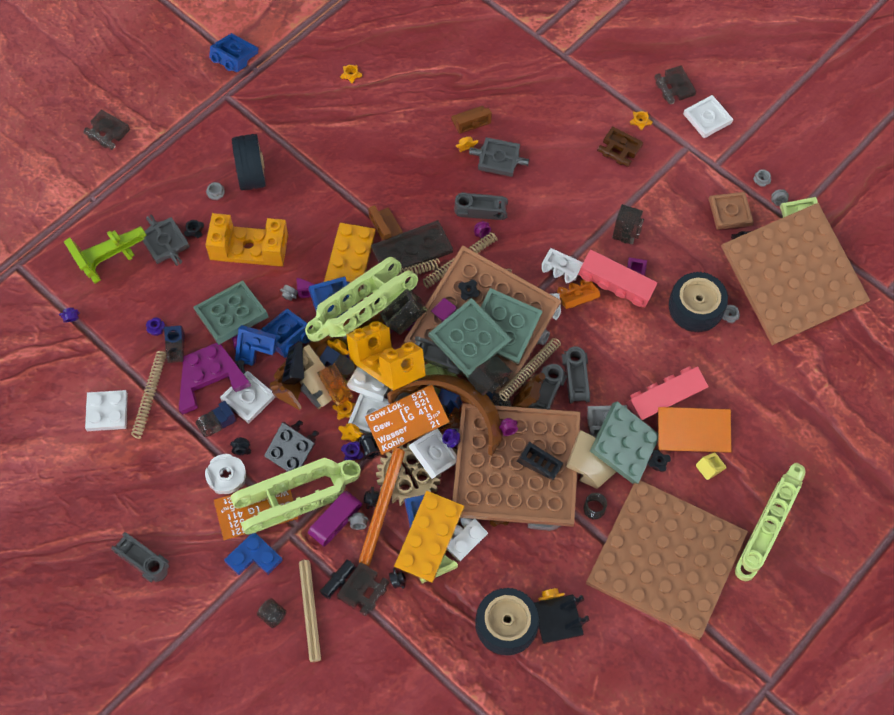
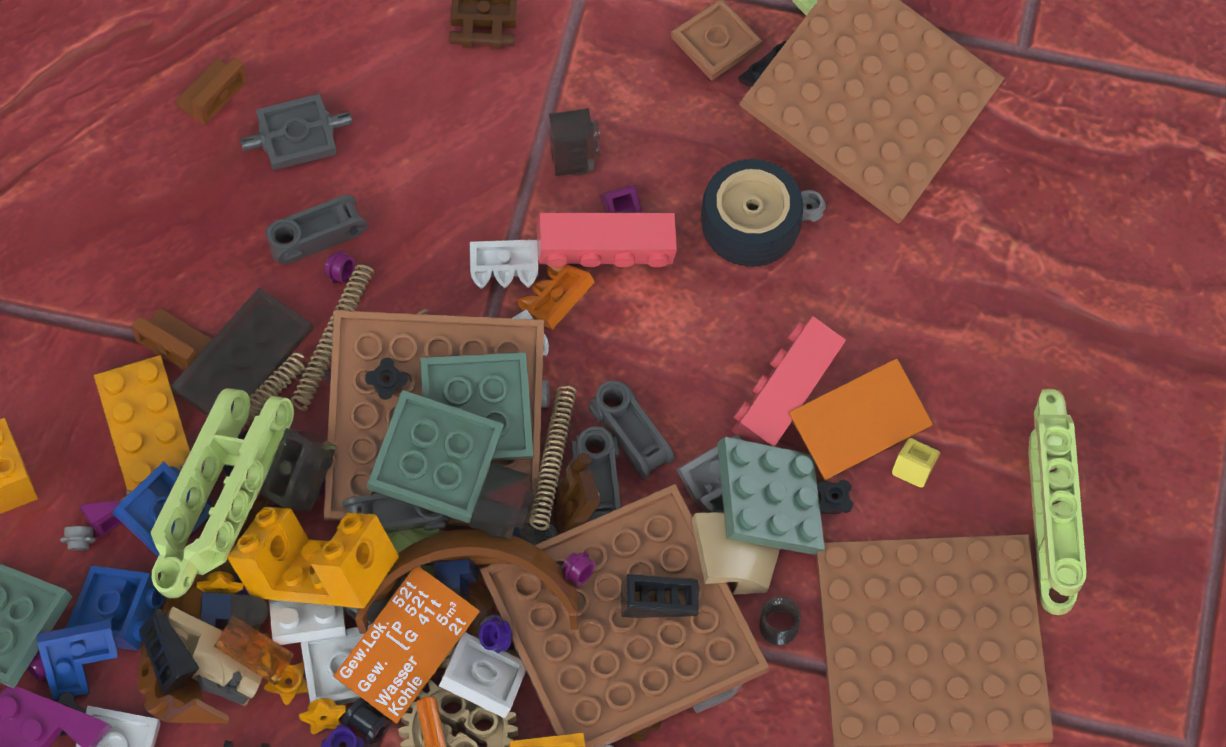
camera: 30 degrees left, 0 degrees up
(444, 309) = (364, 433): magenta slope -> none
(465, 143) = (229, 136): light orange plate -> none

